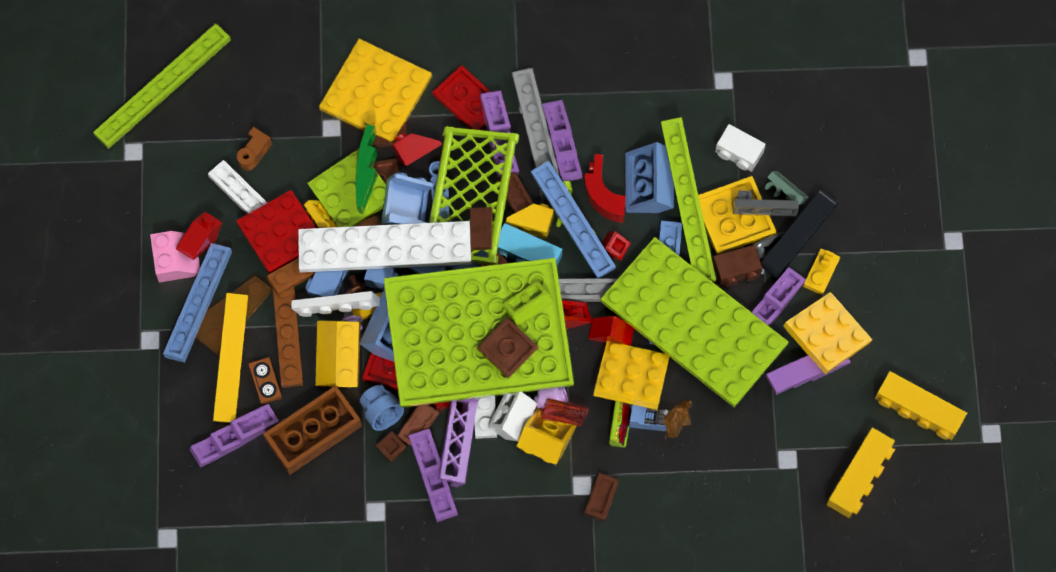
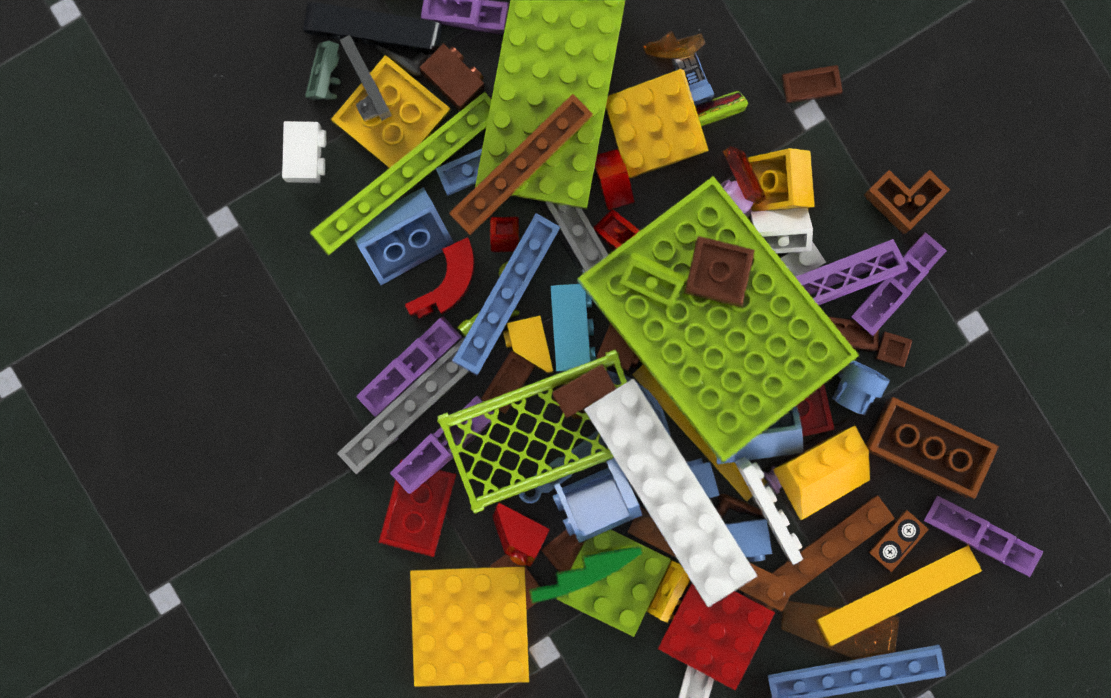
camera: 120 degrees left, 15 degrees up
(483, 504) = (903, 205): none -> dark orange brick
(651, 268) = (521, 164): none -> dark orange plate

